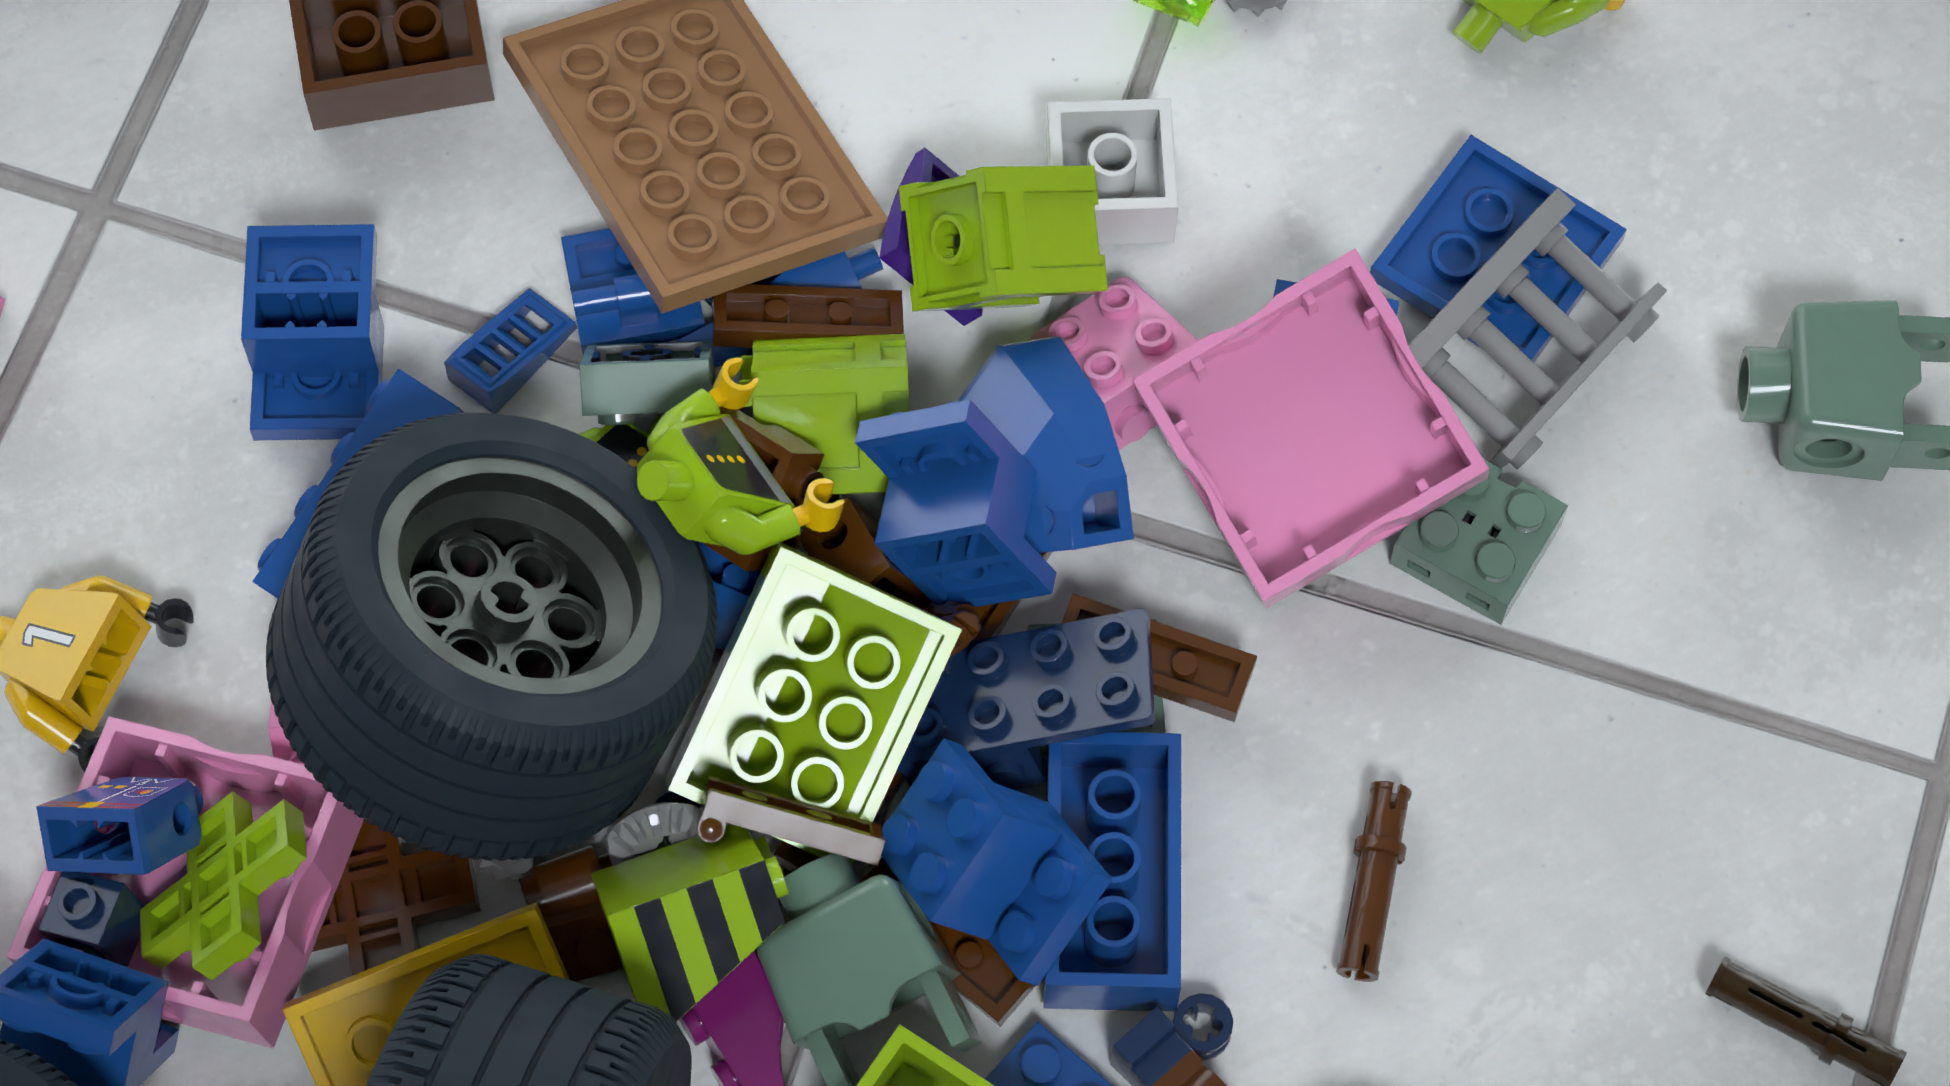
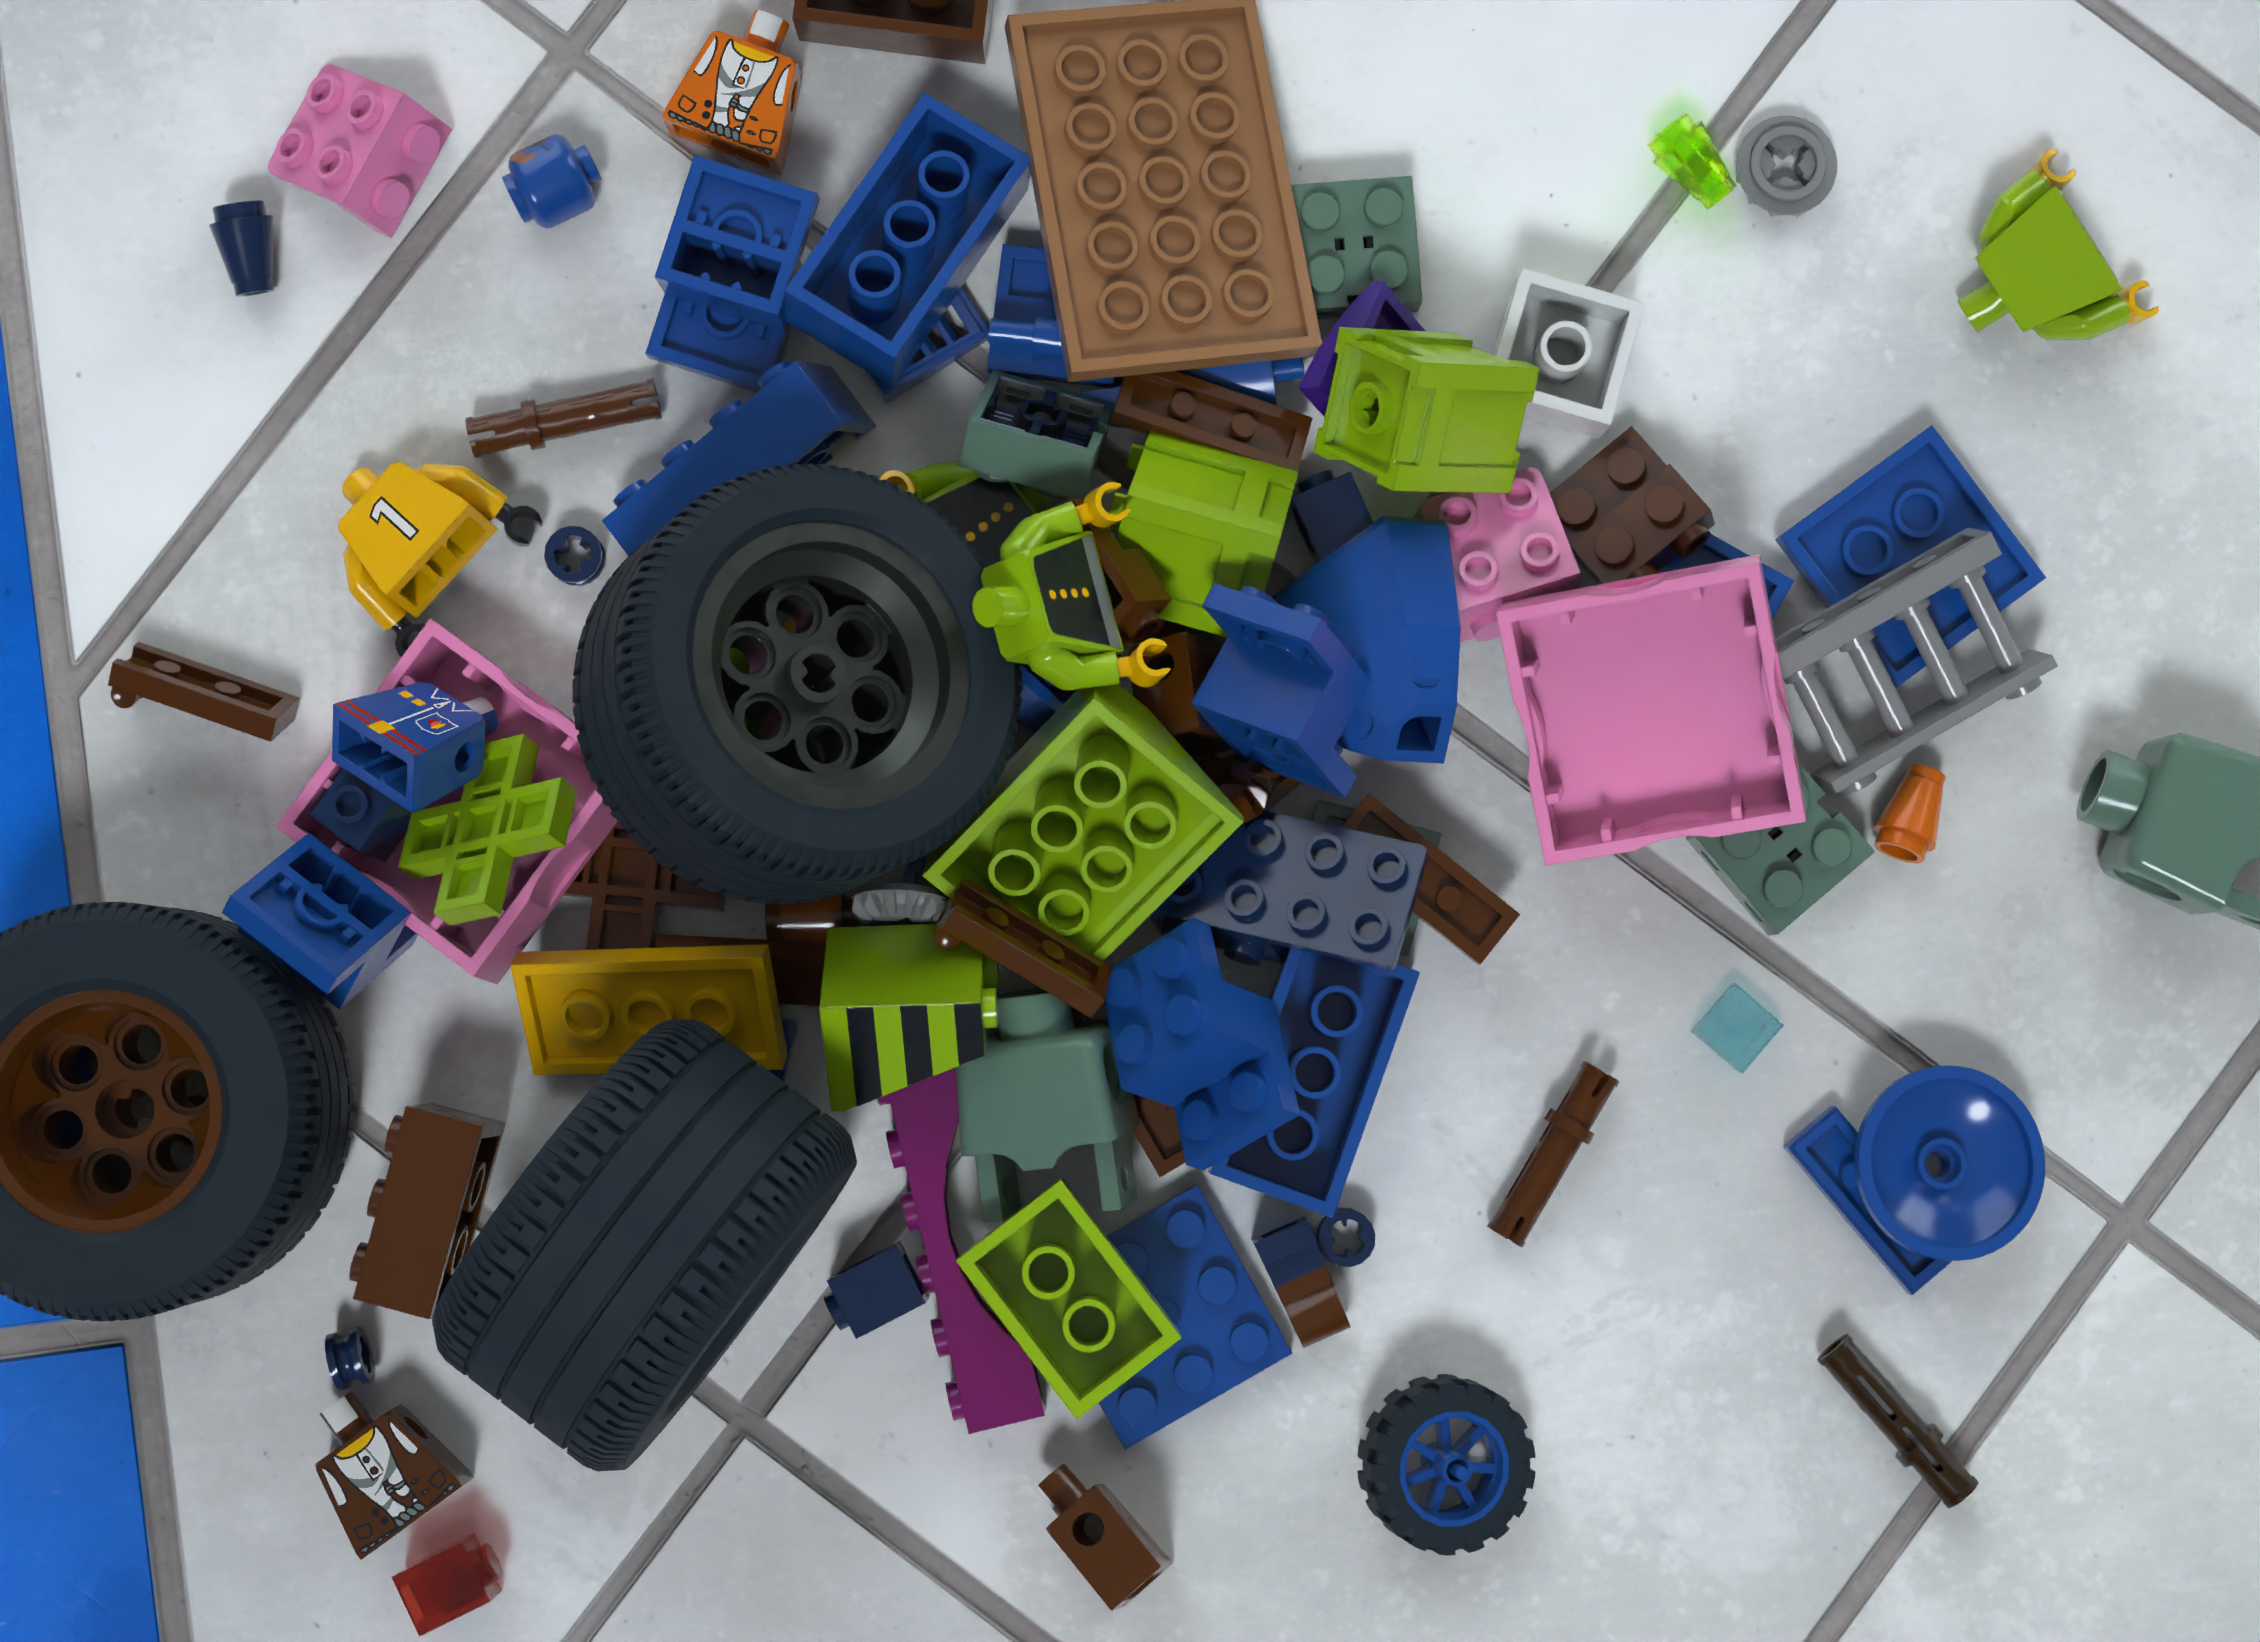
camera: 15 degrees right, 20 degrees up
(115, 312) = (551, 181): none -> blue head
(186, 514) = (562, 418): none -> reddish brown pin
(214, 632) = (560, 543): none -> dark blue bush
(269, 180) = (740, 95): none -> torso
(470, 251) = (907, 239): none -> blue brick
(886, 127) = (1377, 239): none -> sand green piece
(943, 367) = (1329, 512): none -> dark blue brick
(1224, 277) = (1630, 512): none -> reddish brown plate
(1505, 713) = (1737, 1028): none -> clear light blue tile
(1590, 472) = (1911, 816): none -> orange cone
(1696, 829) = (1828, 1157): none -> blue tile
(1770, 733) = (1986, 1153): none -> blue dish

